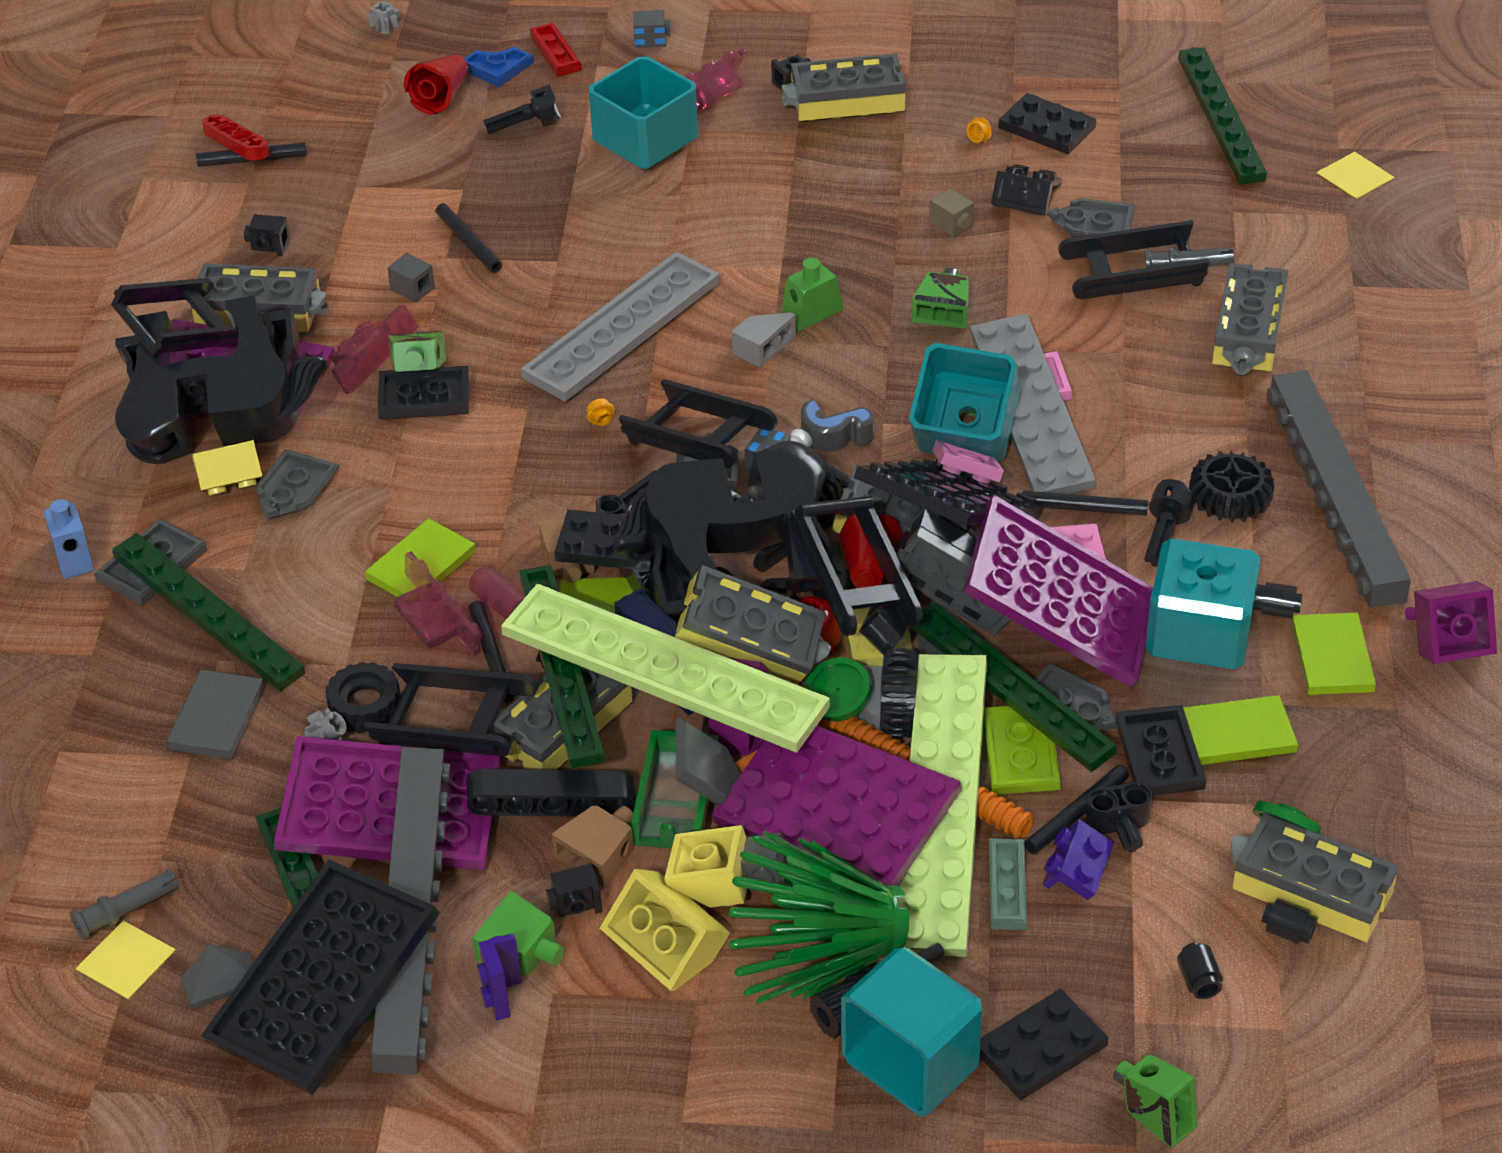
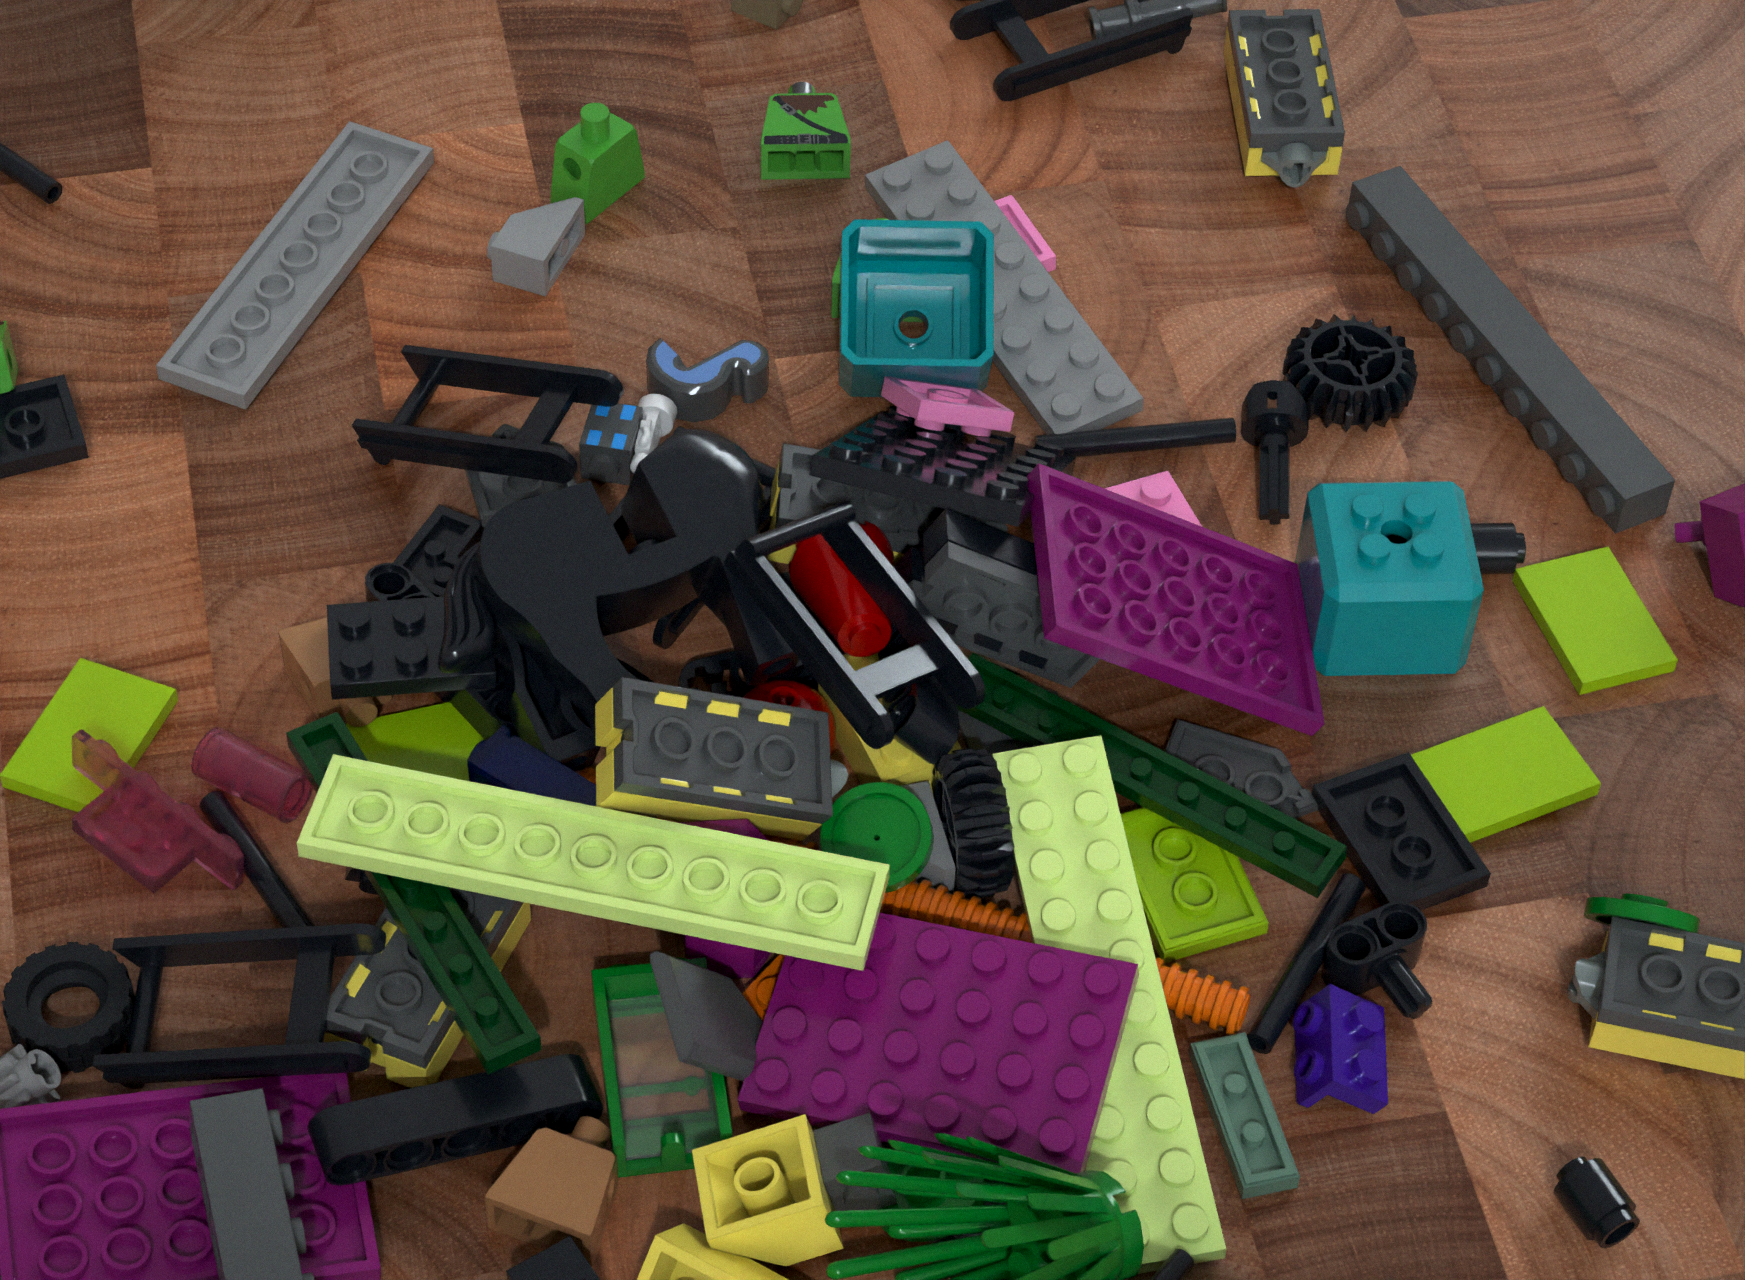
camera: 20 degrees left, 5 degrees up
(600, 412) = (312, 418): light orange plate -> none
(1289, 921) = (1699, 1086): black brick -> none

